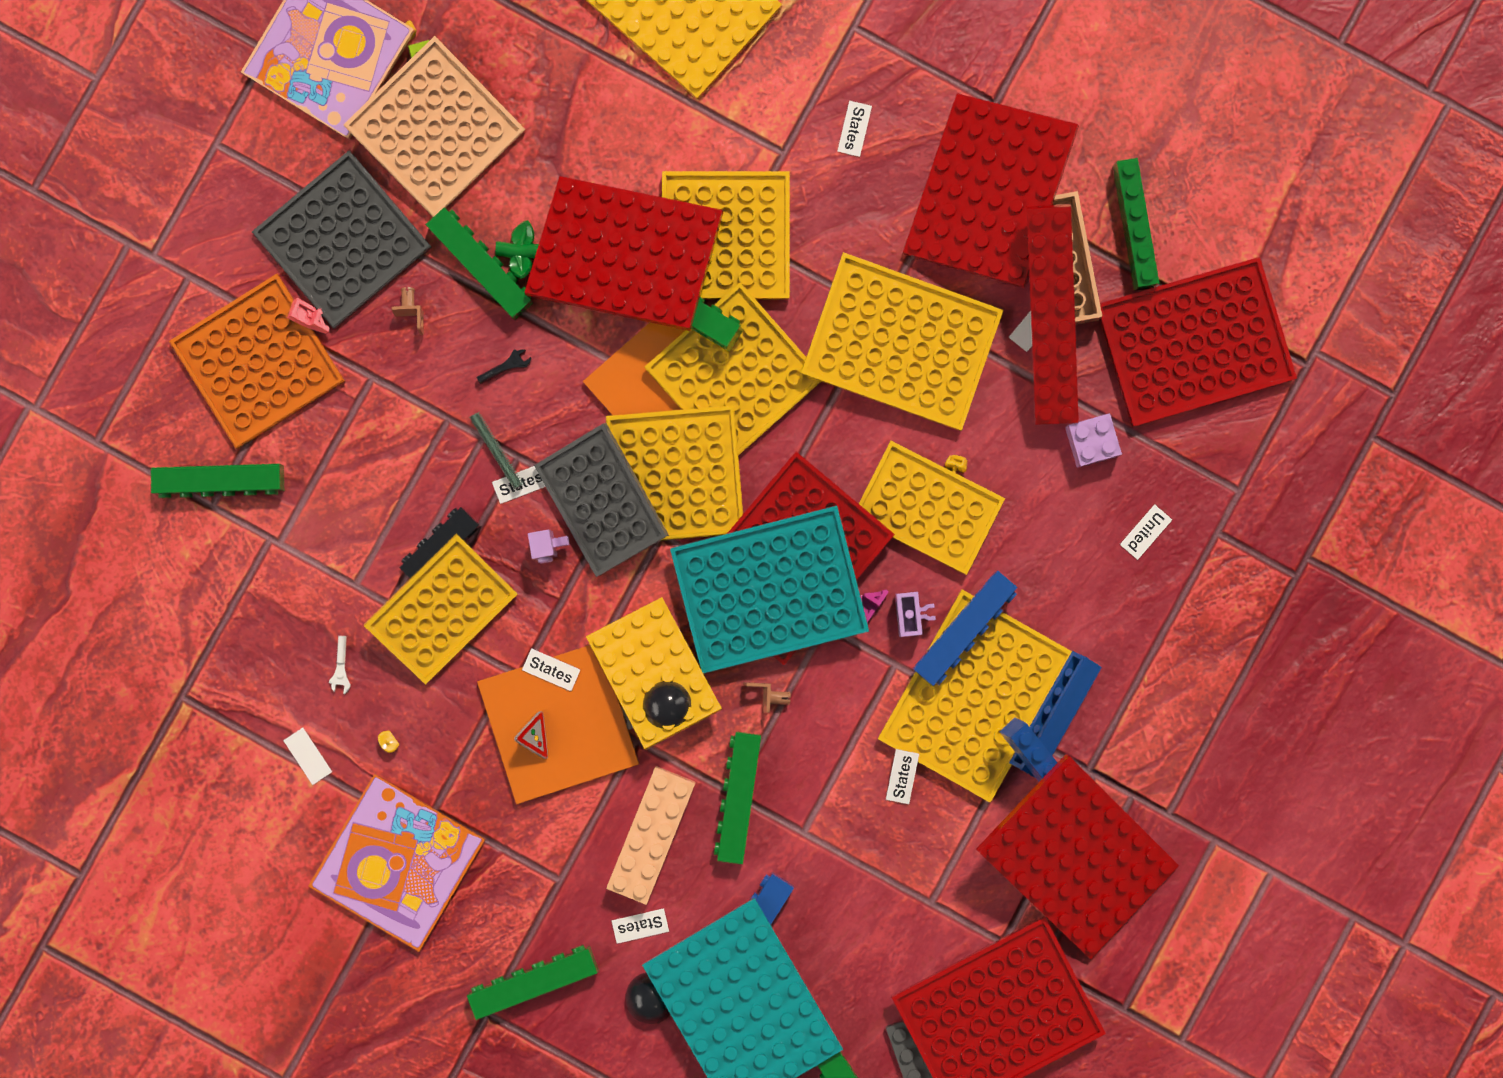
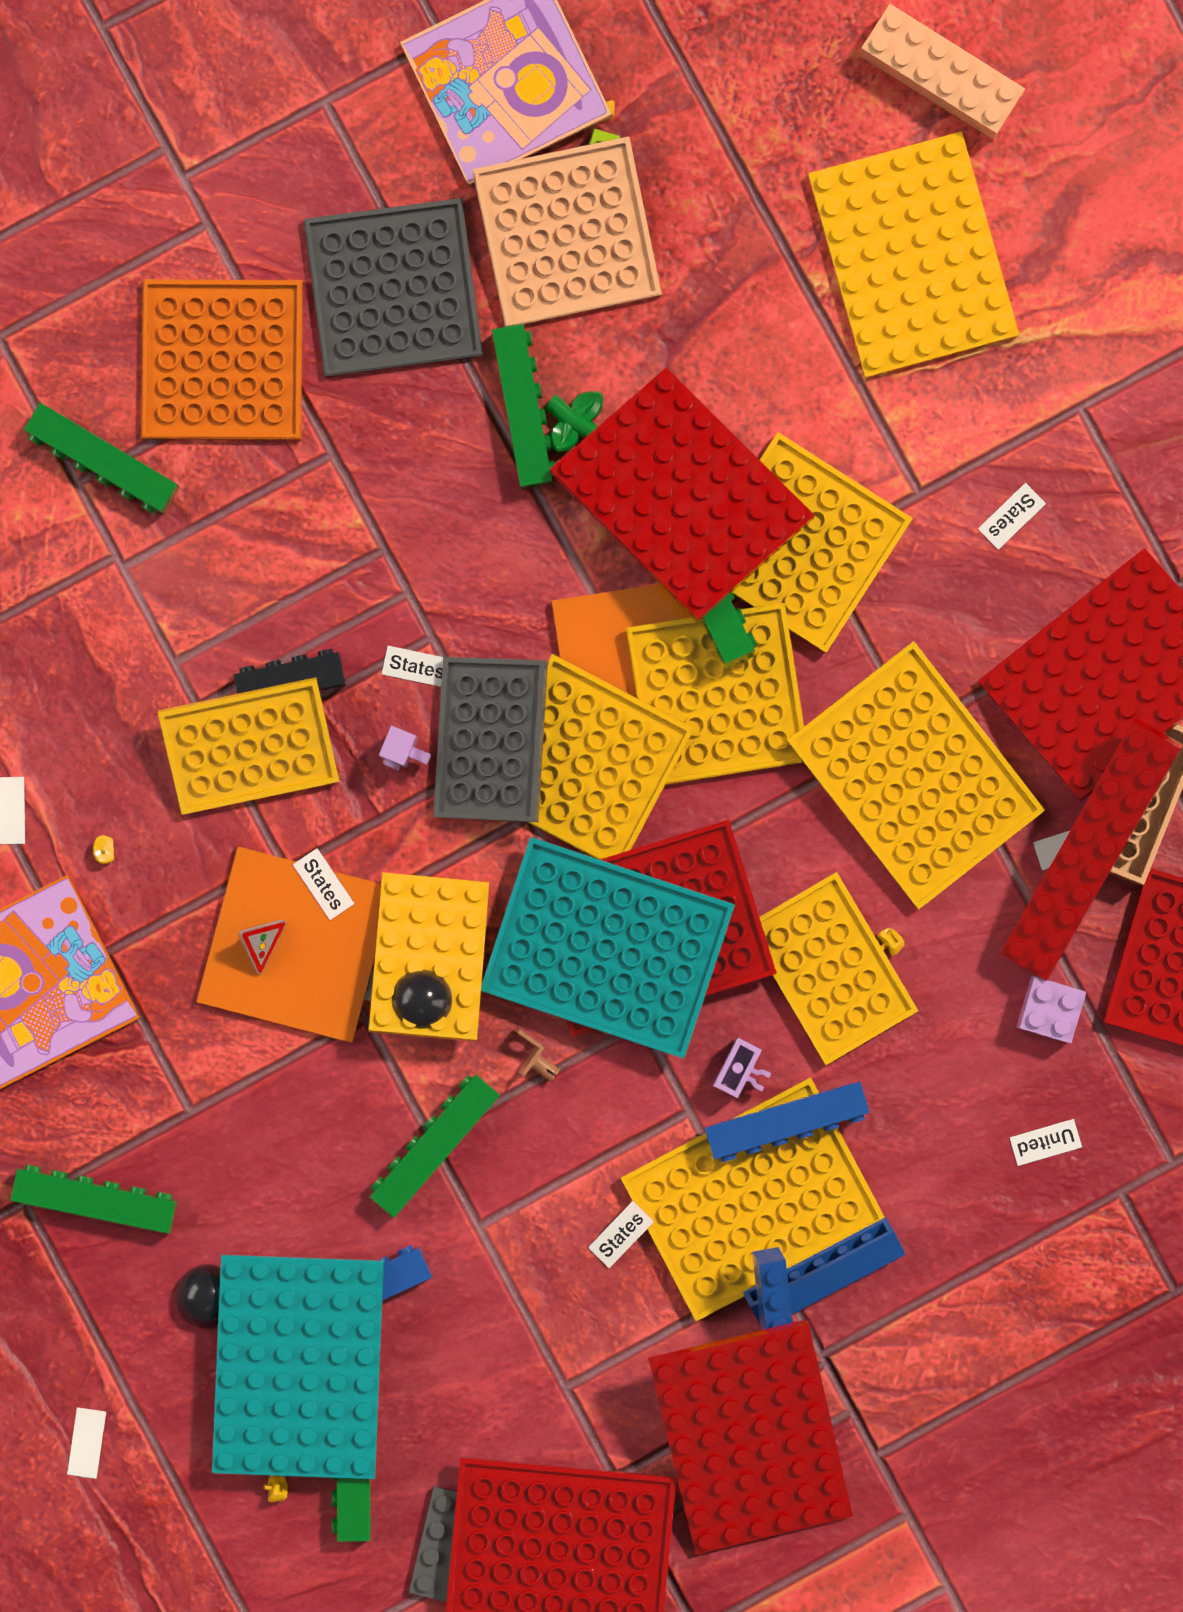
camera: 30 degrees right, 0 degrees up
(307, 316) = (305, 346): coral slope -> none
(340, 674) = (97, 748): white piece -> none
(409, 309) = (417, 406): nougat bracket -> none
(496, 450) = (413, 616): sand green axle -> none
(513, 361) = (492, 533): black piece -> none
(640, 926) = (244, 1213): white sticker -> none
(651, 835) = (317, 1125): light nougat brick -> none
(872, 601) = (707, 1029): dark pink slope -> none

